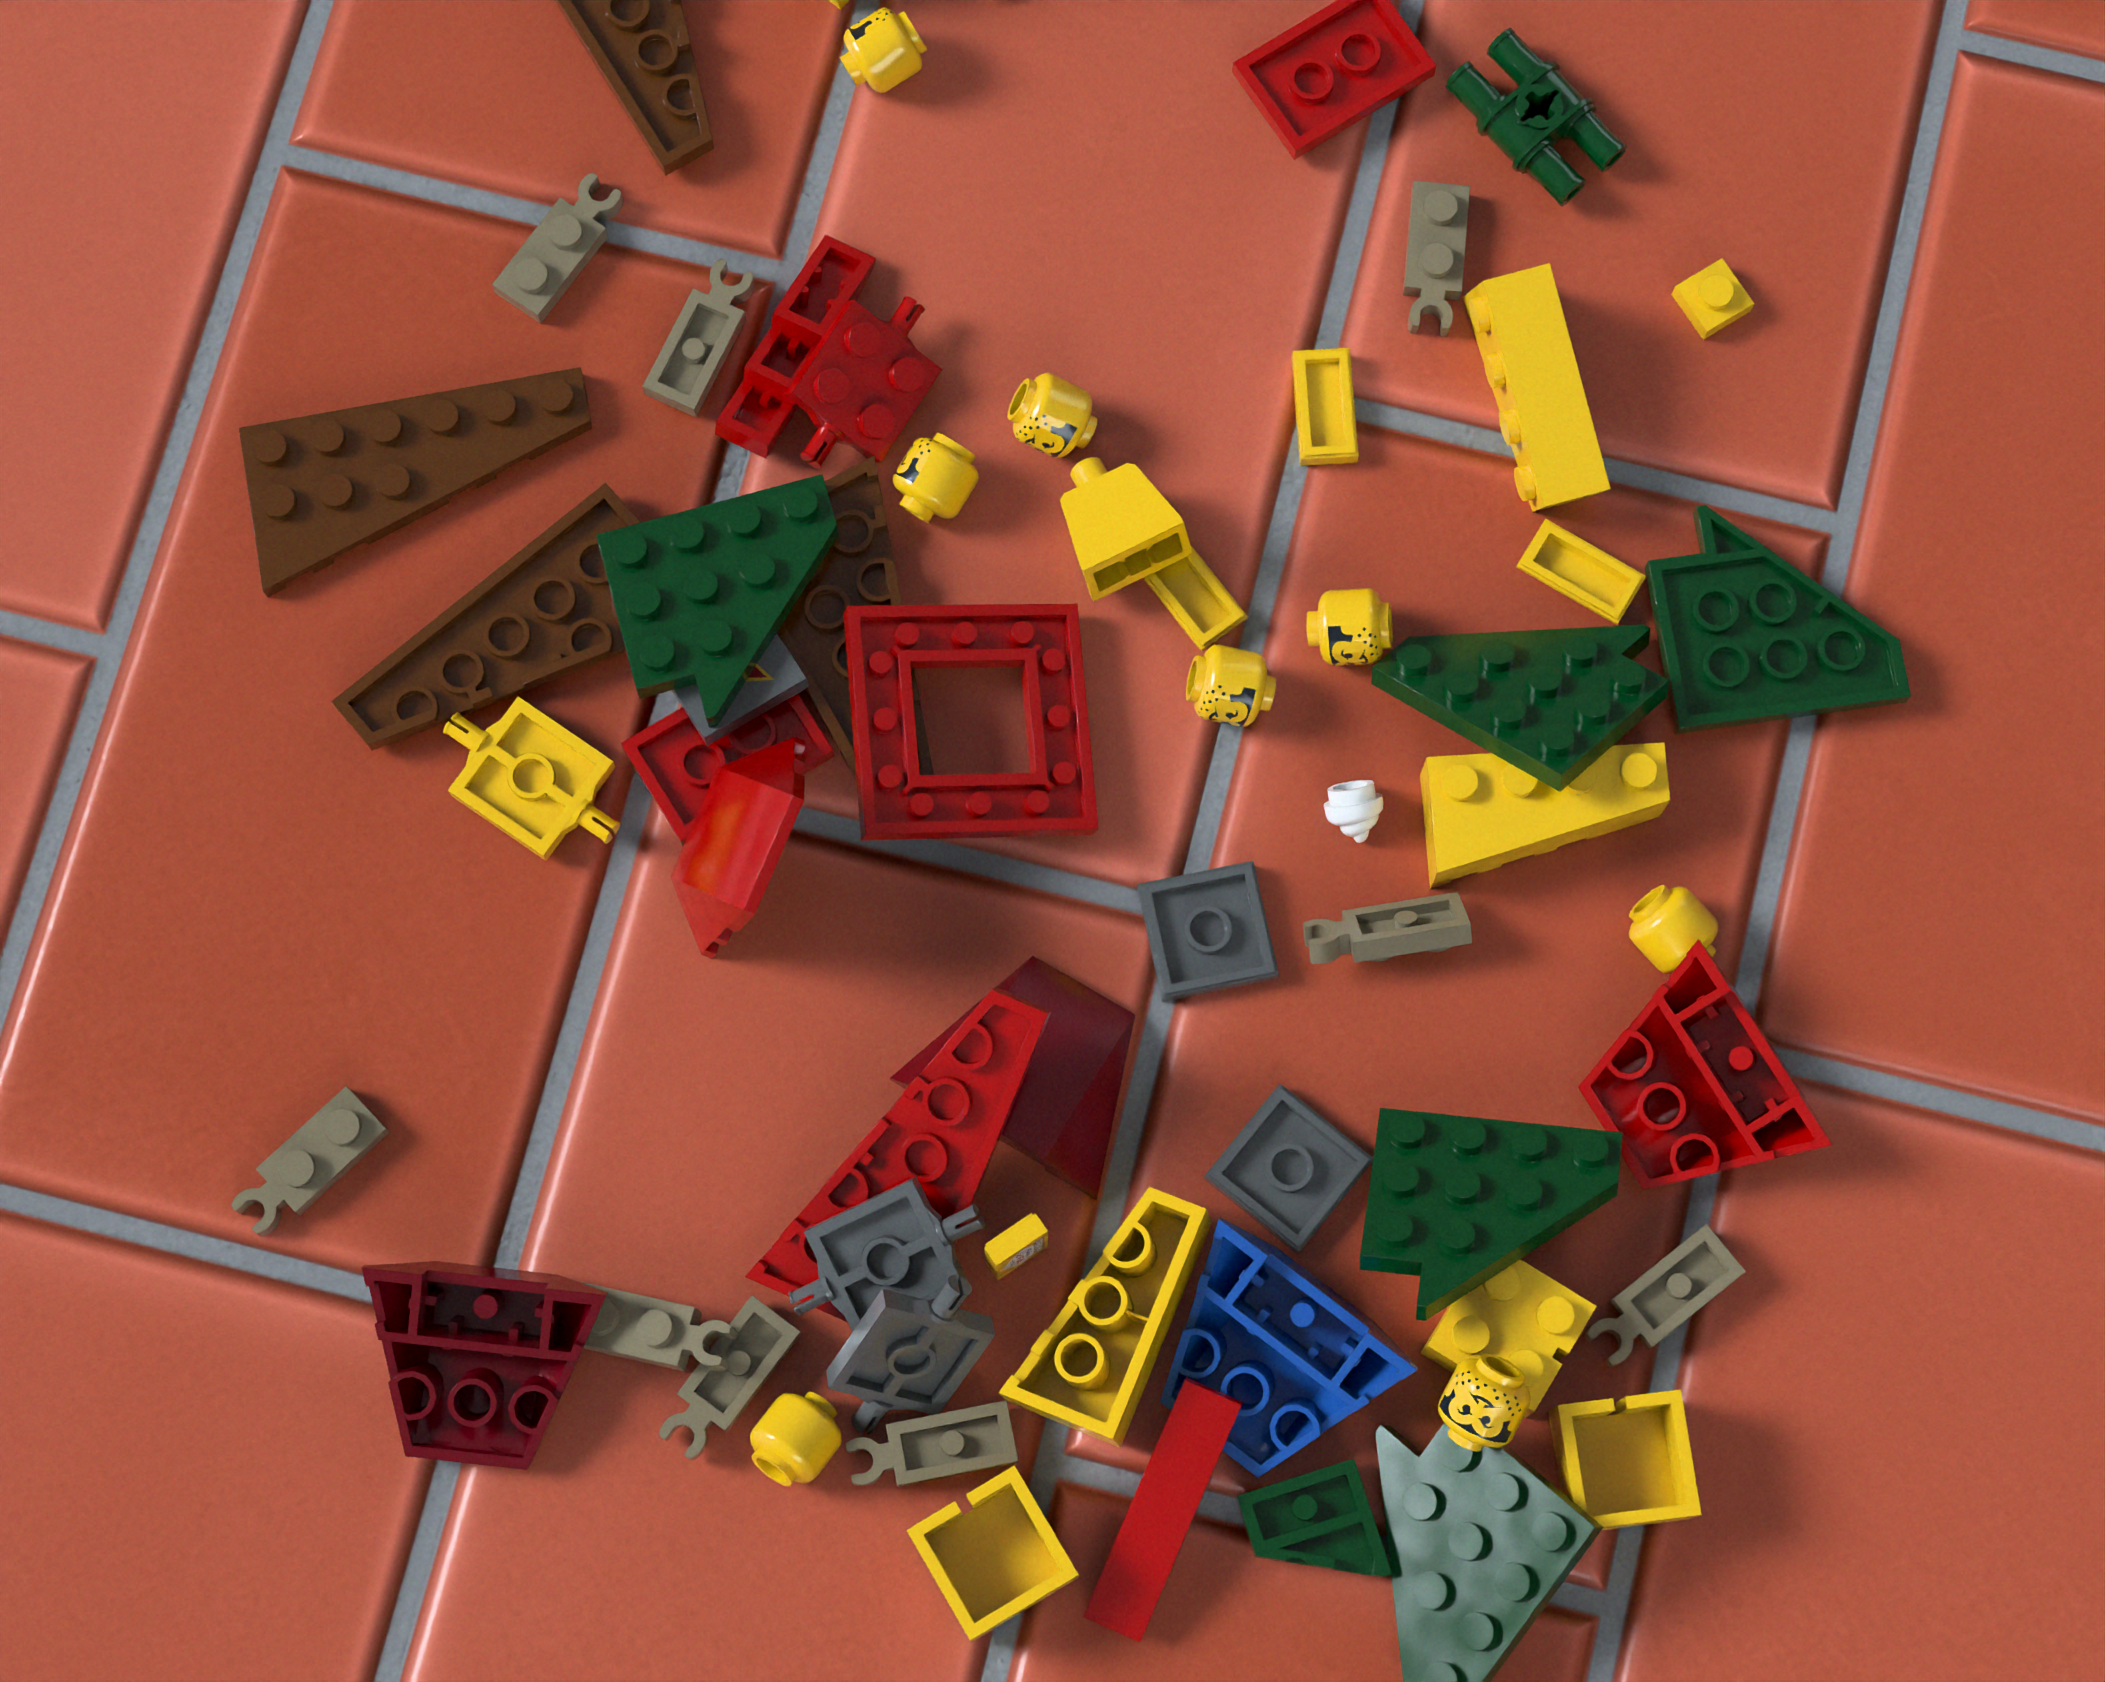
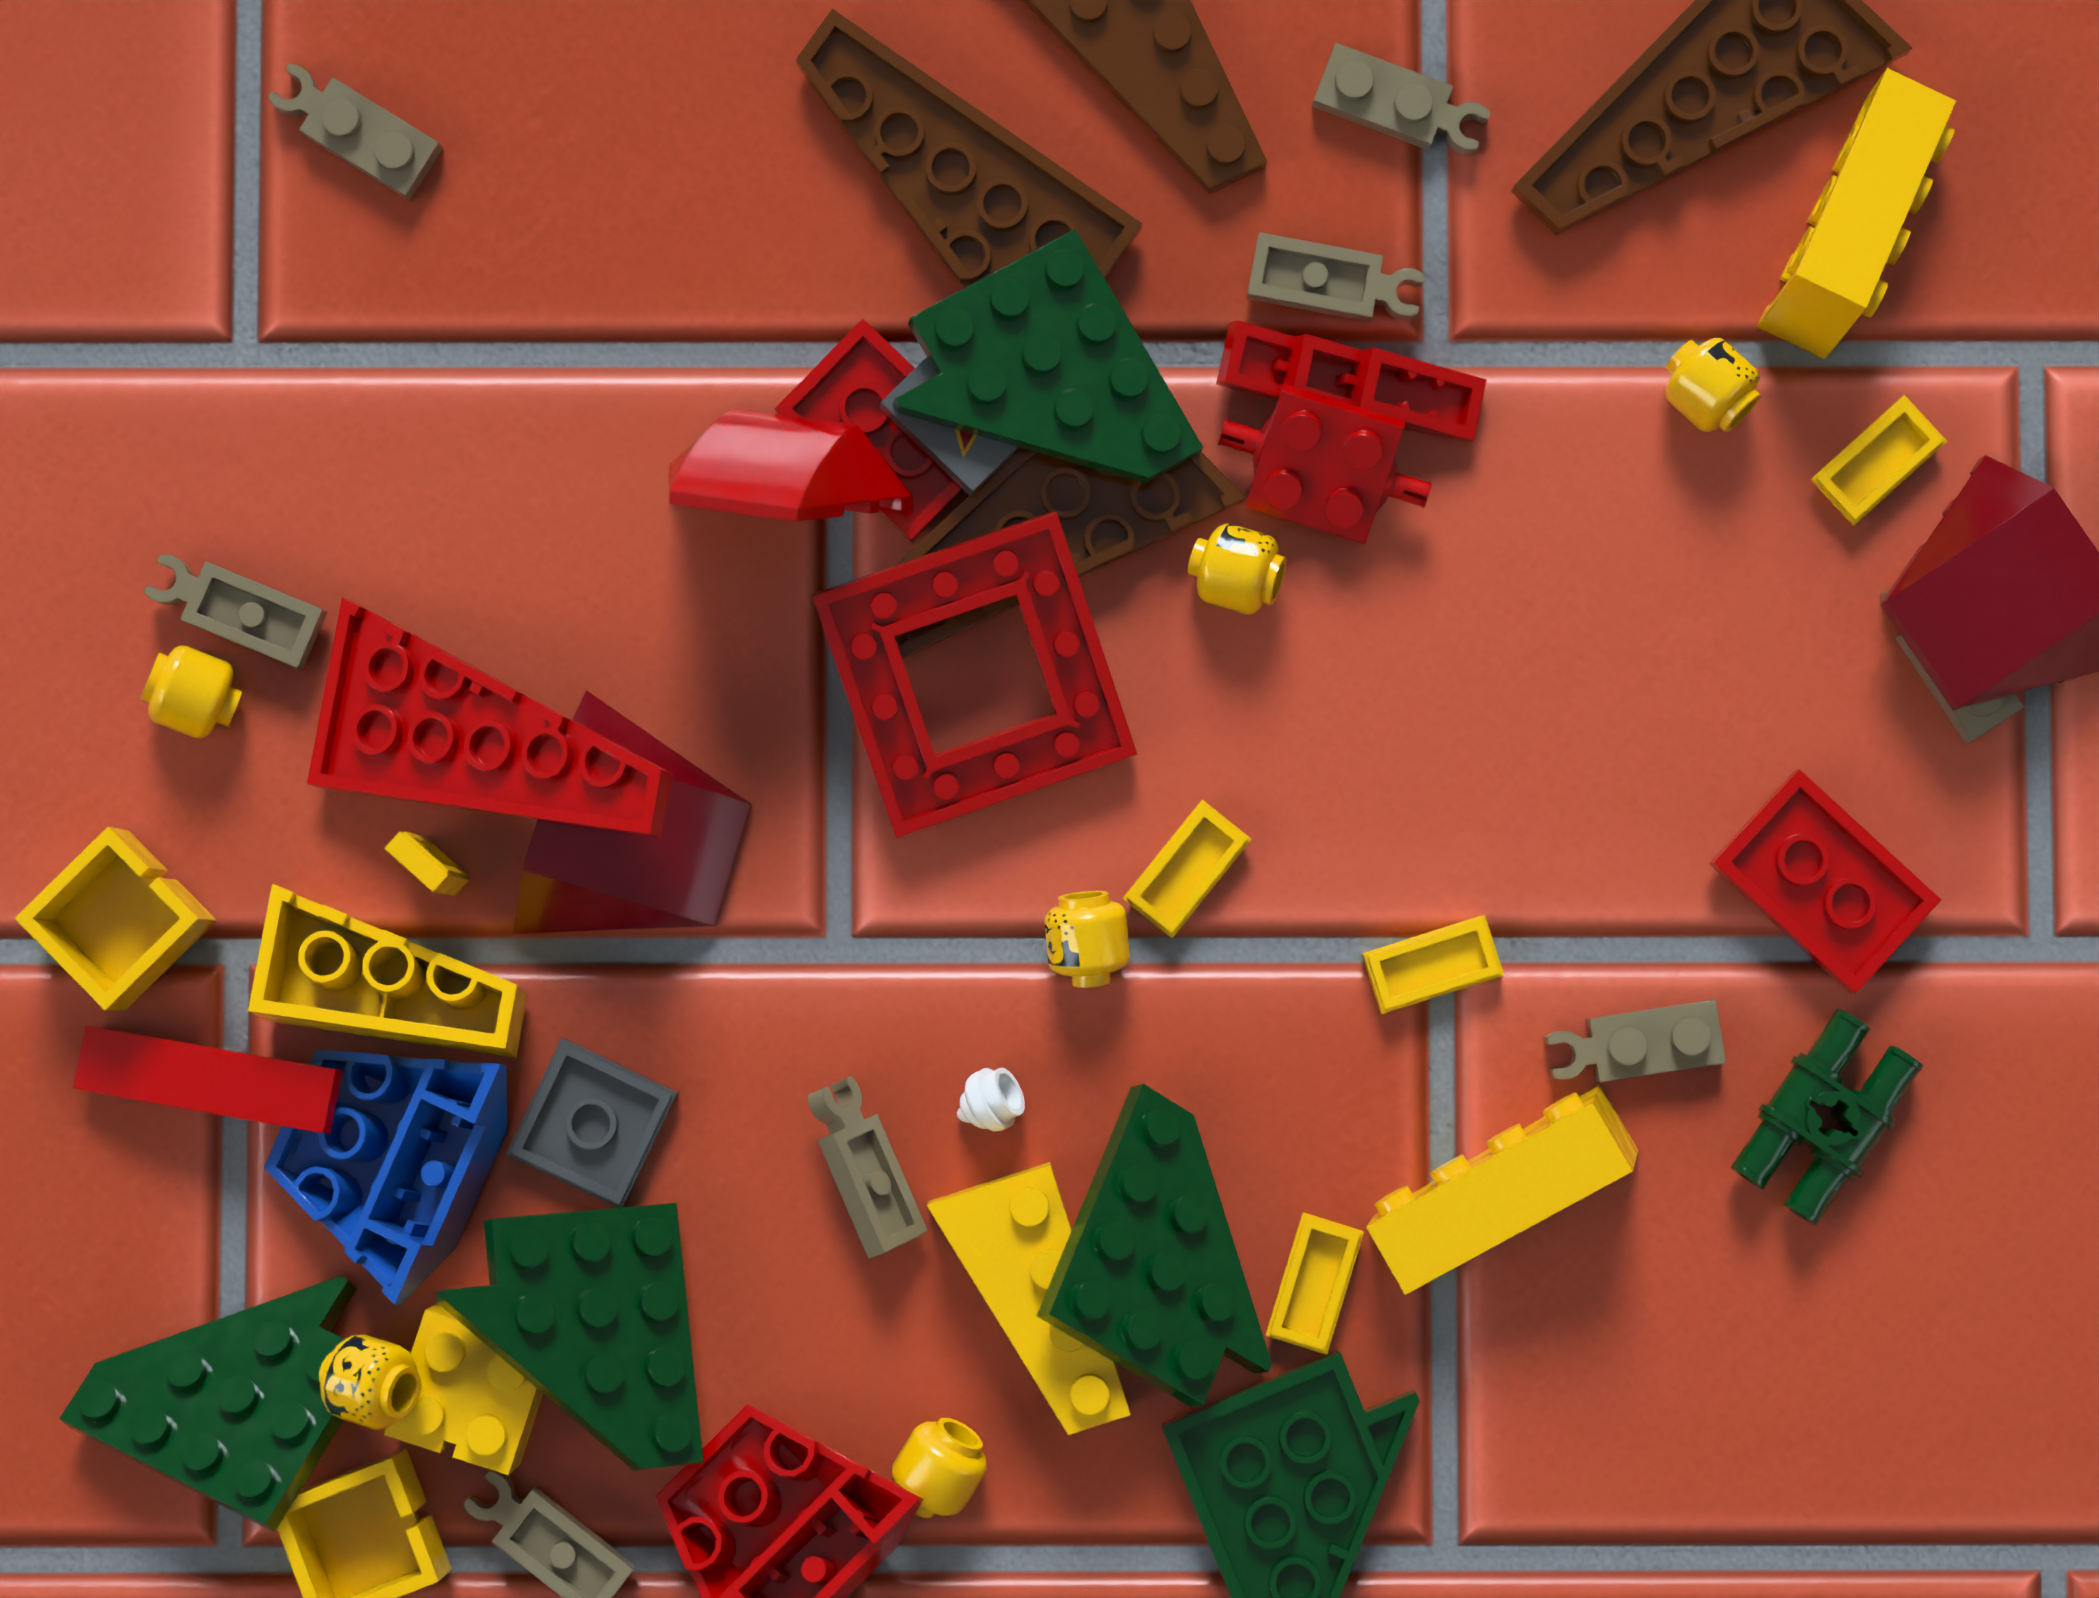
camera: 75 degrees right, 10 degrees up
(478, 1355) = (199, 351): dark red wedge -> none
(531, 778) = (805, 237): yellow plate -> none
(655, 1331) = (263, 511): dark tan plate -> none
(885, 1244) = (377, 735): dark grey plate -> none
(910, 1353) = (290, 783): dark grey plate -> none
(940, 1445) = (219, 838): dark tan plate -> none
(1052, 415) = (1339, 674): yellow head -> none
(1120, 526) = (1229, 774): yellow torso -> none
(1207, 931) = (821, 978): dark grey tile -> none
(1316, 1522) = (235, 1236): dark green wing -> none
(1351, 626) = (1184, 1050): yellow head -> none
(1712, 298) = (1667, 1358): yellow plate -> none

